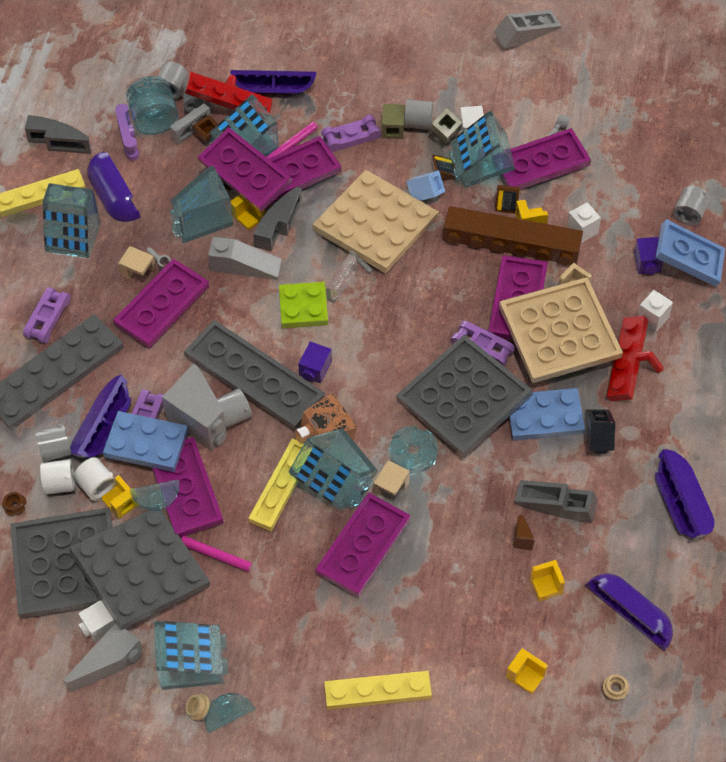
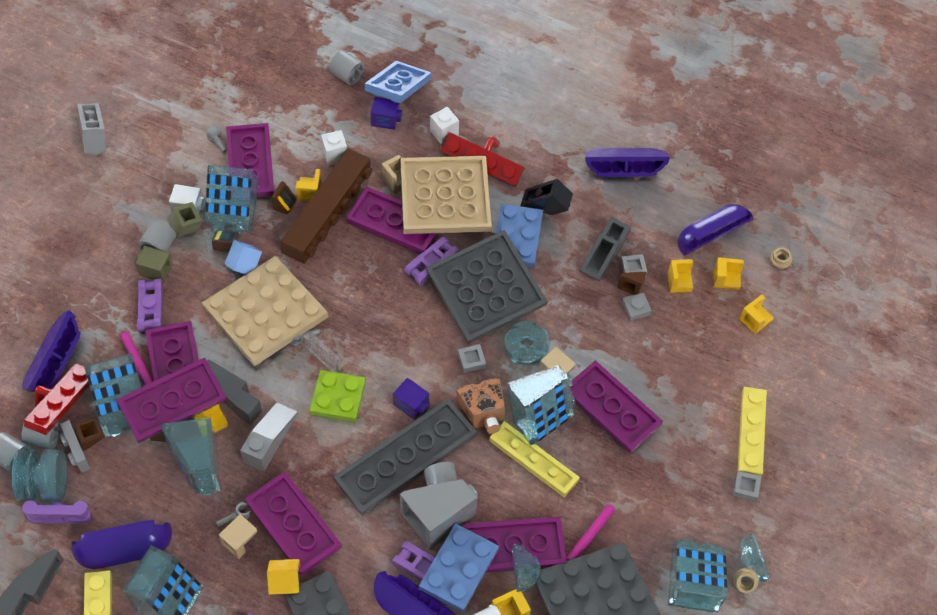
camera: 80 degrees left, 0 degrees up
(104, 302) = (283, 576): none -> yellow panel
(307, 692) = (746, 486): none -> light grey plate
(378, 404) = (471, 358): none -> light grey plate
(496, 547) = (636, 306): none -> light grey plate
(545, 532) = (633, 263): none -> light grey plate
(570, 630) = (728, 273): none -> yellow panel

